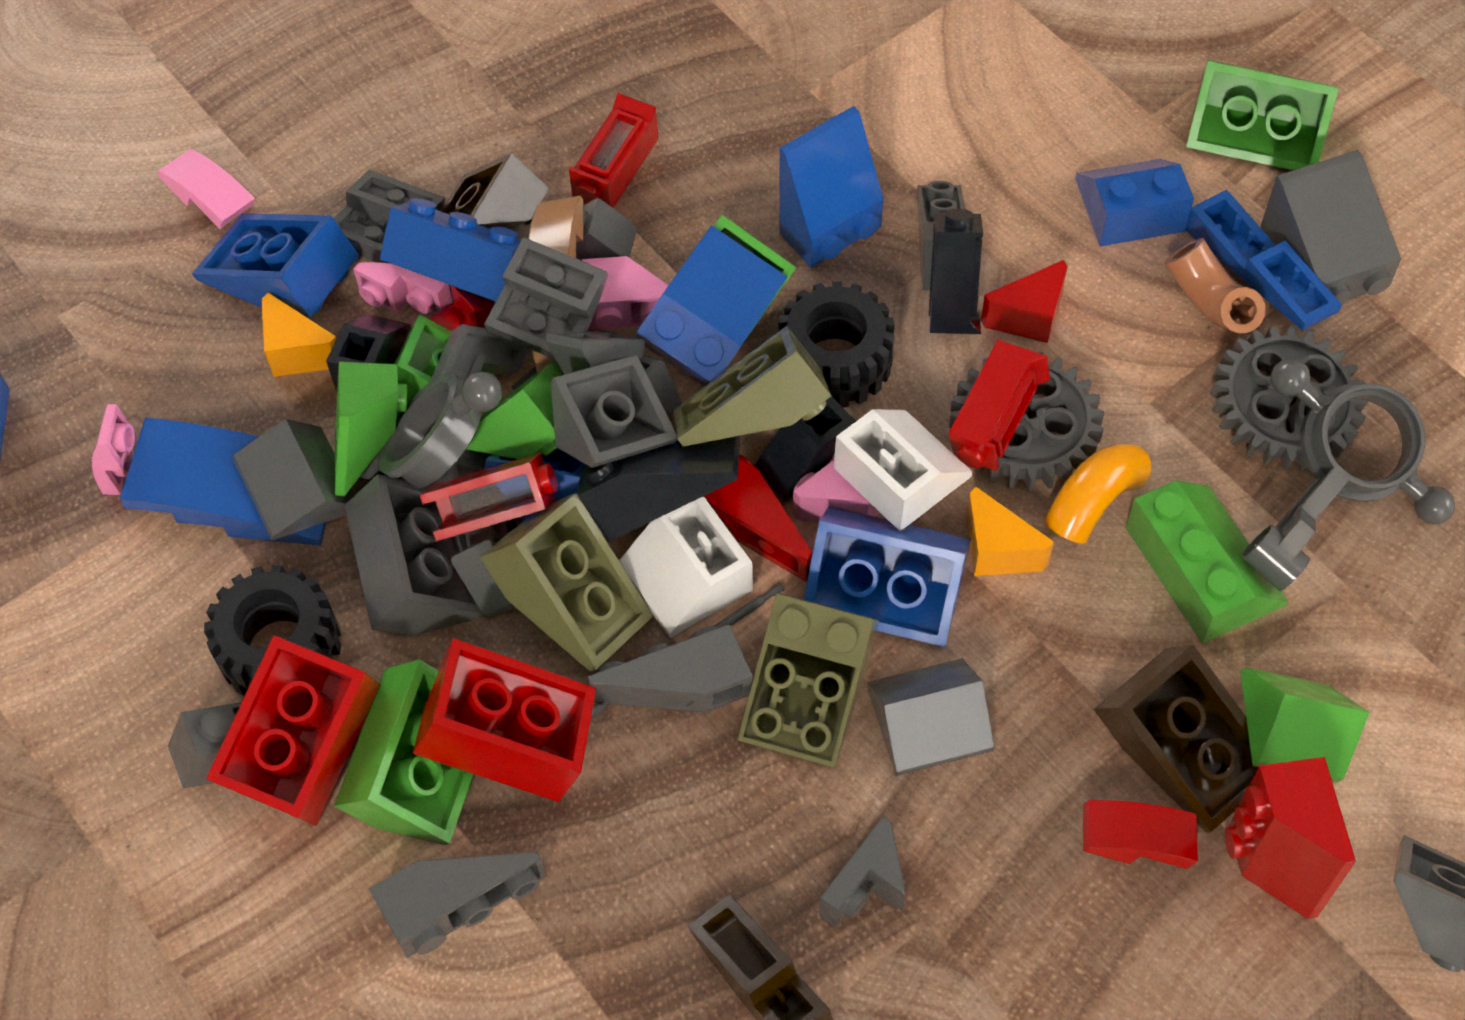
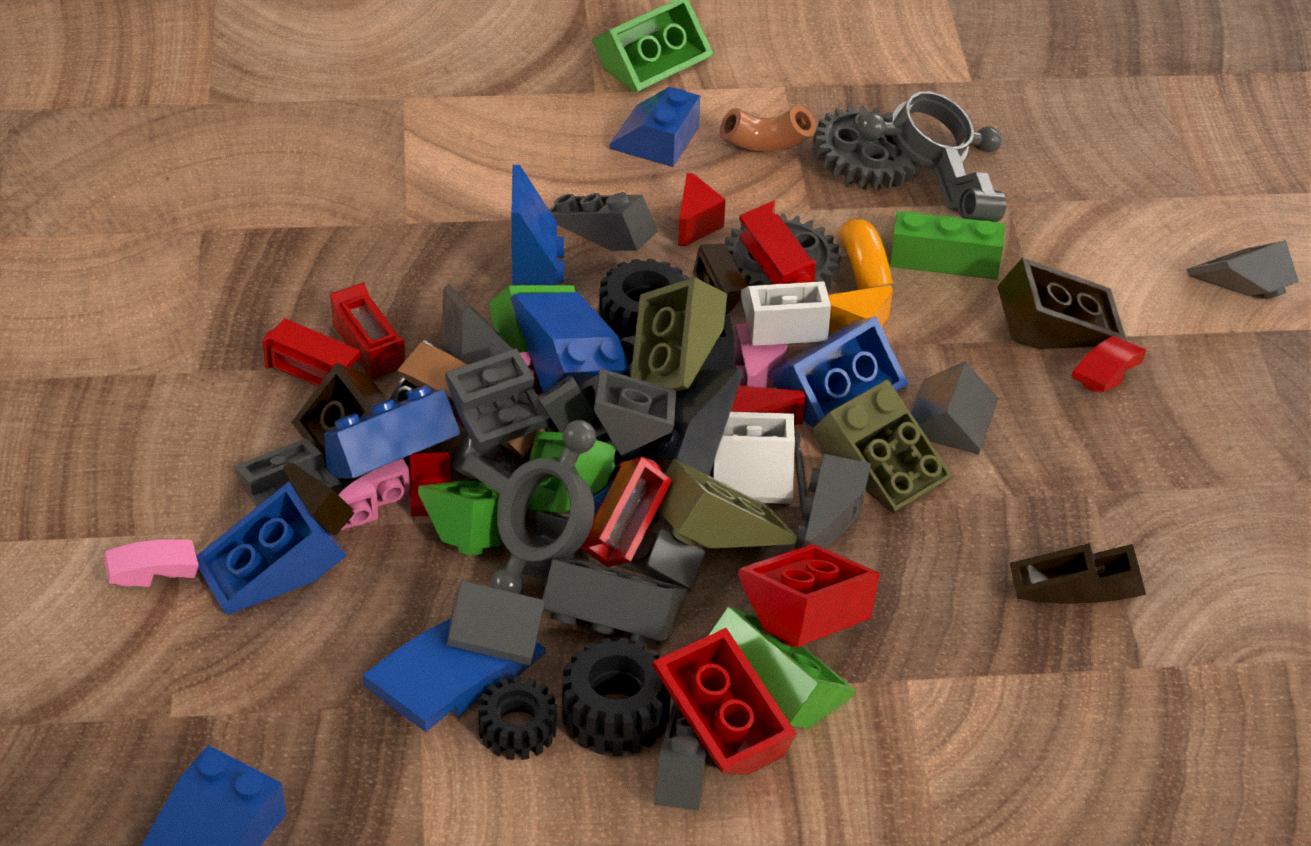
camera: 60 degrees left, 15 degrees down
(112, 451) = (366, 710): bright pink slope -> none
(192, 551) = (521, 737): none -> black tyre
(292, 340) = (354, 575): light orange slope -> none
(331, 251) = (319, 499): none -> dark brown slope
(364, 417) = (492, 548): bright green slope -> none
(367, 341) = (418, 538): black slope -> none
(444, 894) = (900, 703): dark grey slope -> none
(544, 133) = (305, 352): none -> red window
(647, 228) = (467, 332): none -> dark grey slope
(872, 867) = (1047, 491): dark grey slope -> none
(941, 379) = (717, 268): none -> dark brown slope
(955, 272) = (654, 215): black window -> none
(1268, 268) = (762, 103): blue slope -> none
(1292, 835) = (1177, 288): red slope -> none
(1300, 721) = (1095, 258): bright green slope -> none
(1335, 225) = (775, 64): dark grey slope -> none

